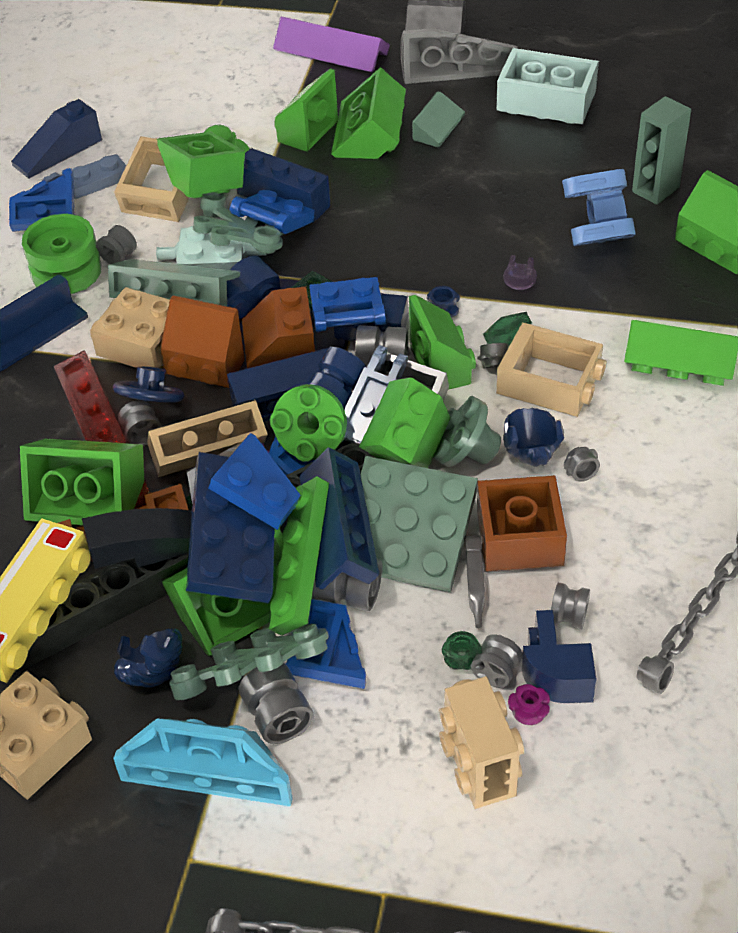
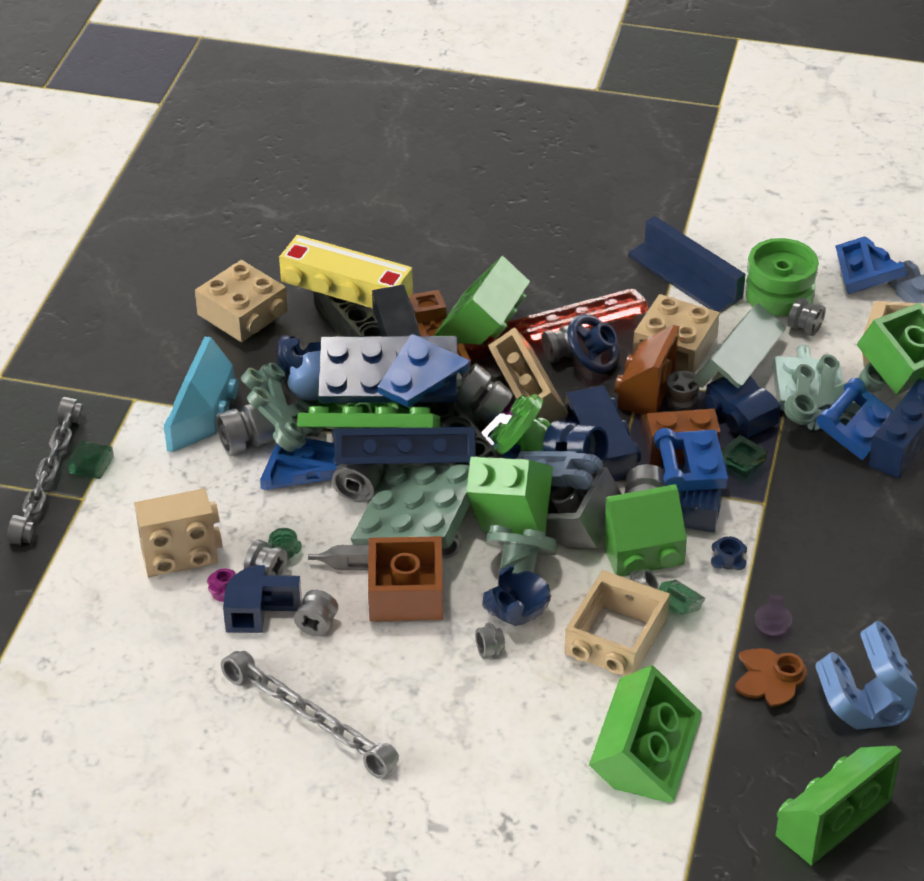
camera: 90 degrees right, 5 degrees down
(218, 620) = (305, 380): none -> medium blue hair
(316, 891) = (90, 459): none -> clear green plate
(587, 278) = (771, 675): none -> dark orange plate

